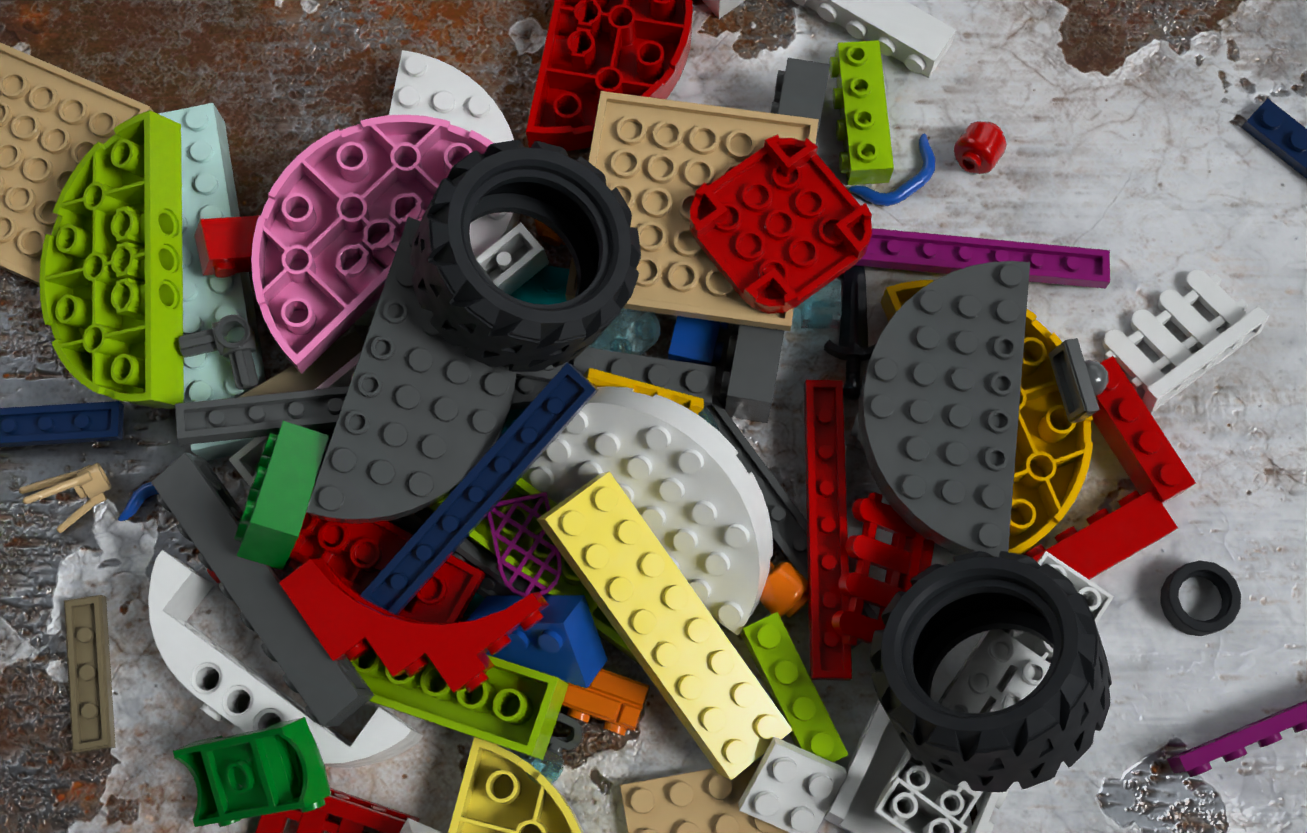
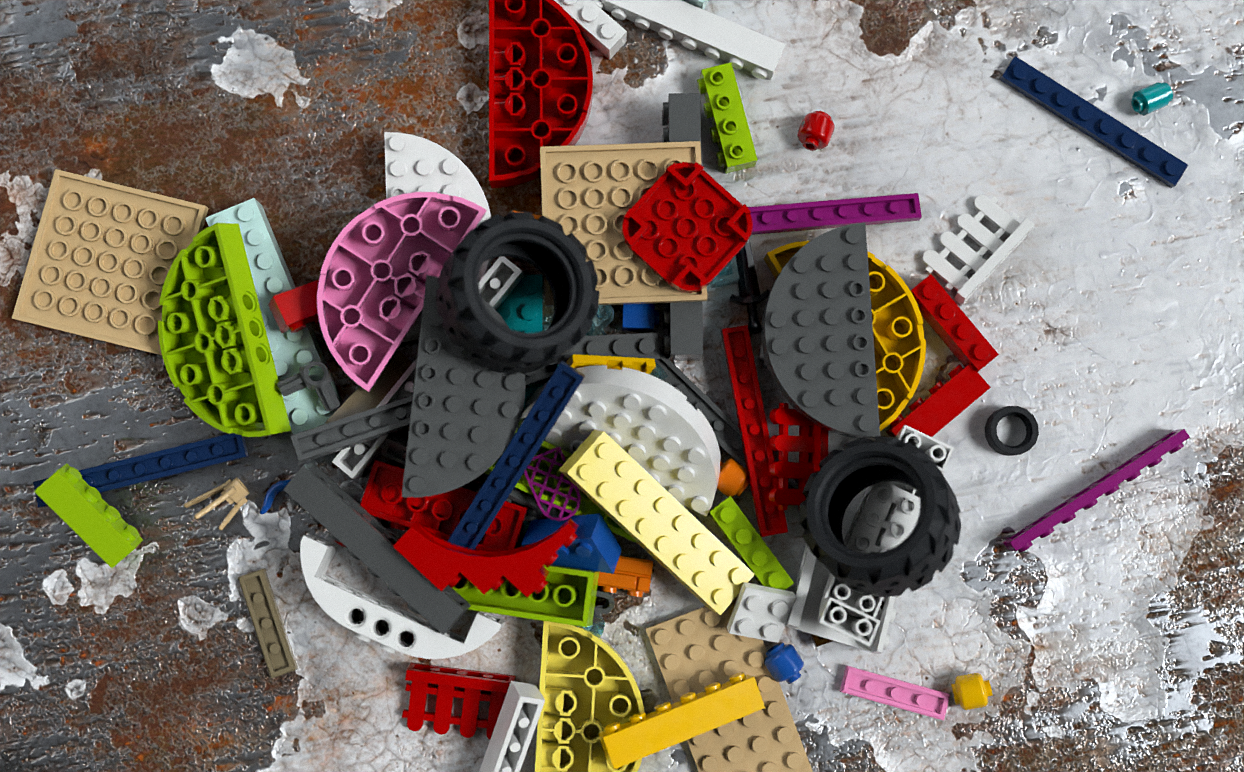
camera: 20 degrees left, 10 degrees up
(256, 773) = (403, 672): green piece -> none
(280, 495) = (379, 485): green brick -> none
(909, 186) = (770, 168): blue animal -> none
(1077, 380) = (909, 299): dark grey tile -> none

